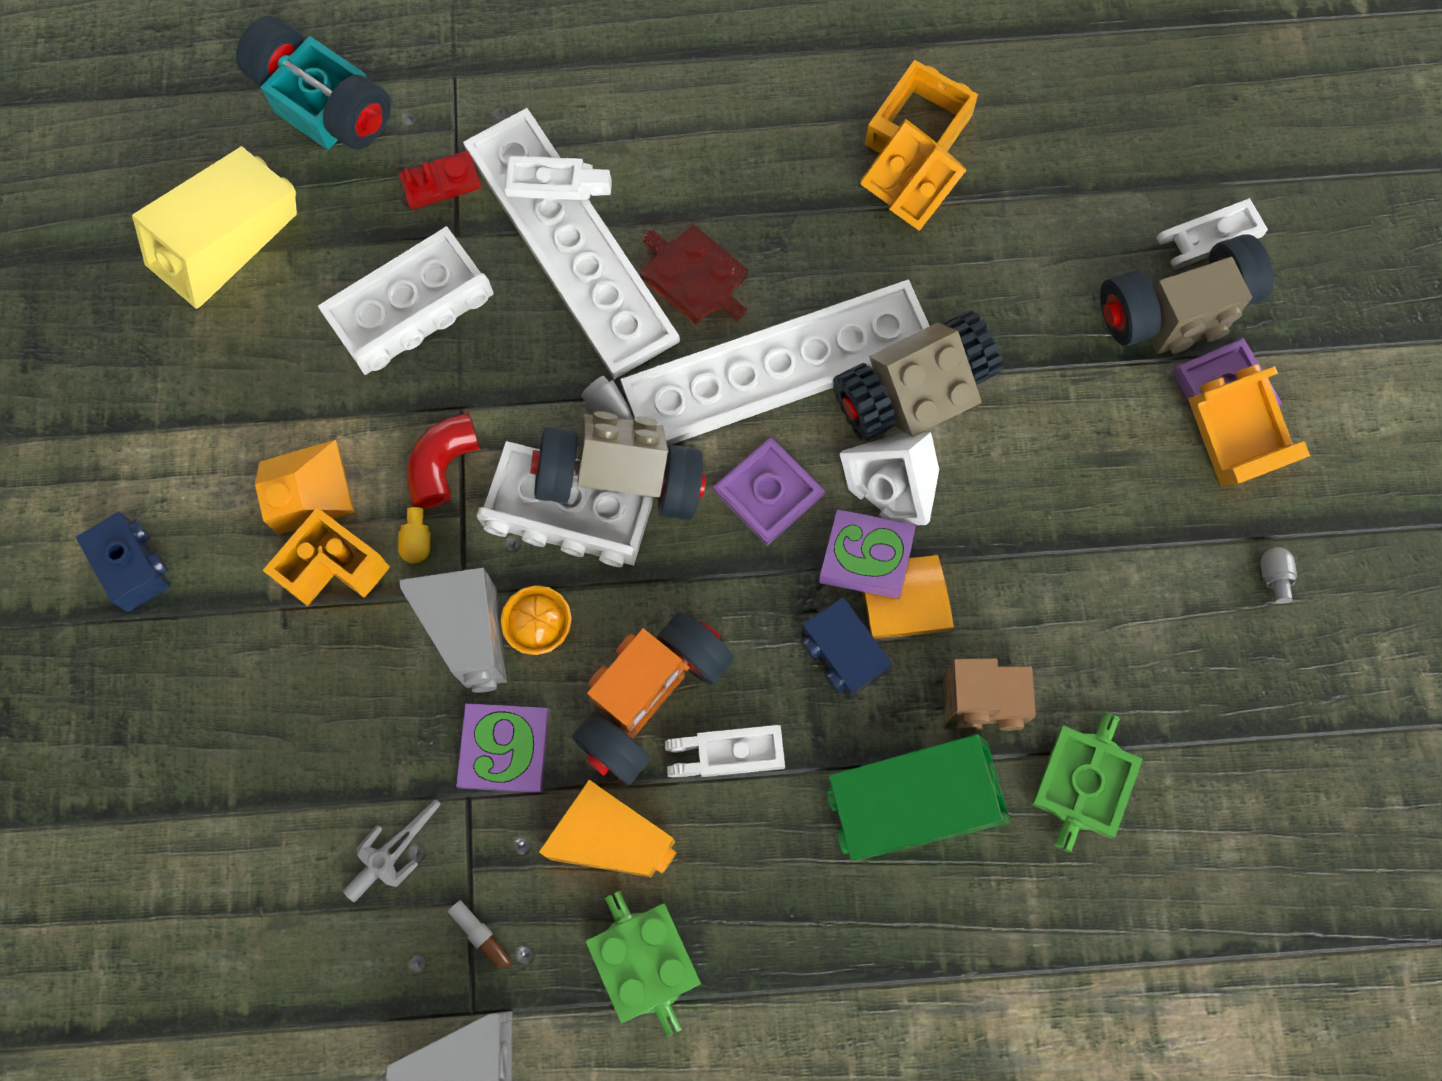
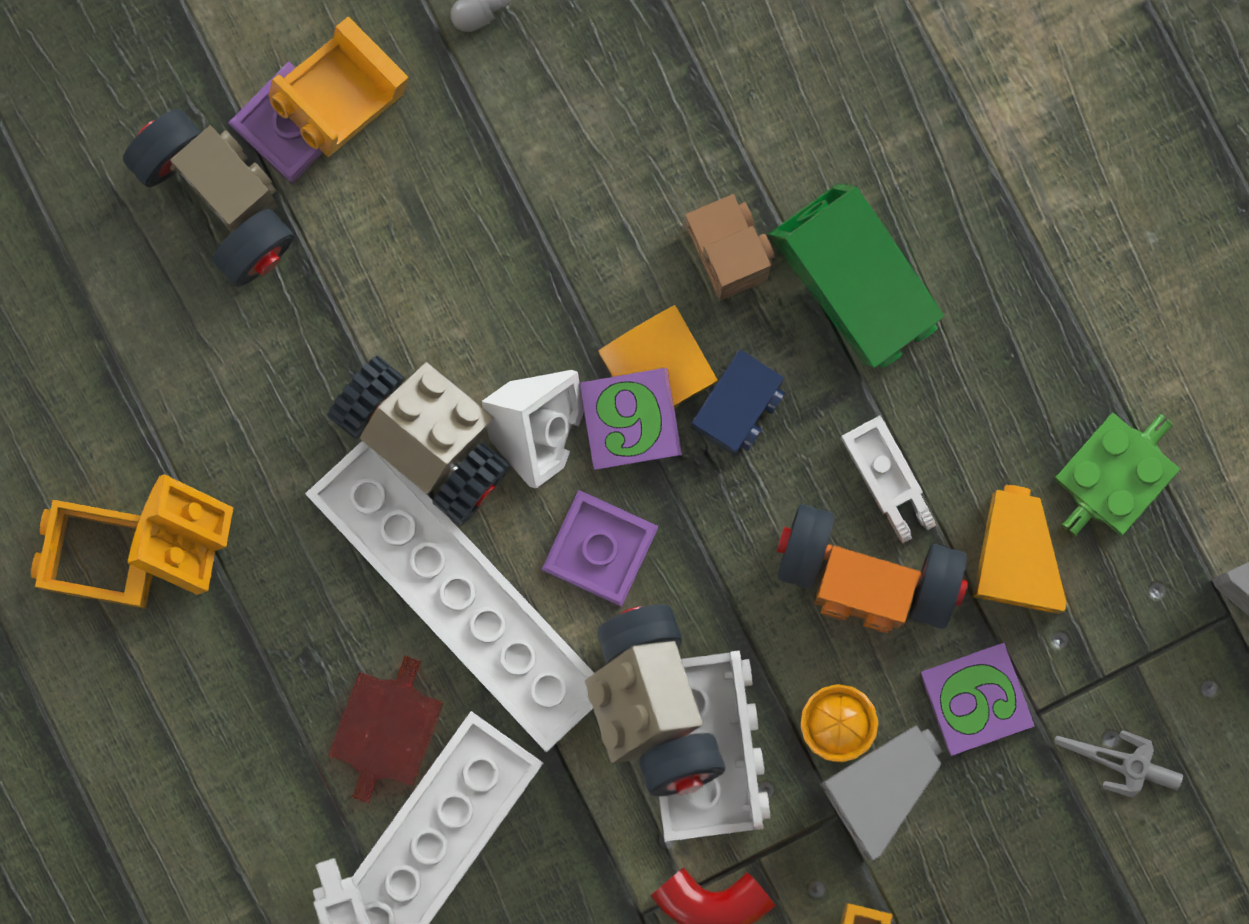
camera: 115 degrees left, 10 degrees up
(414, 537) = (805, 891): yellow cylinder -> none
(479, 935) = (1159, 640): light grey piece -> none
(605, 396) = (577, 753): light grey cone -> none
(1087, 782) = (770, 125): bright green plate -> none
(1201, 234) = (113, 190): white hinge -> none

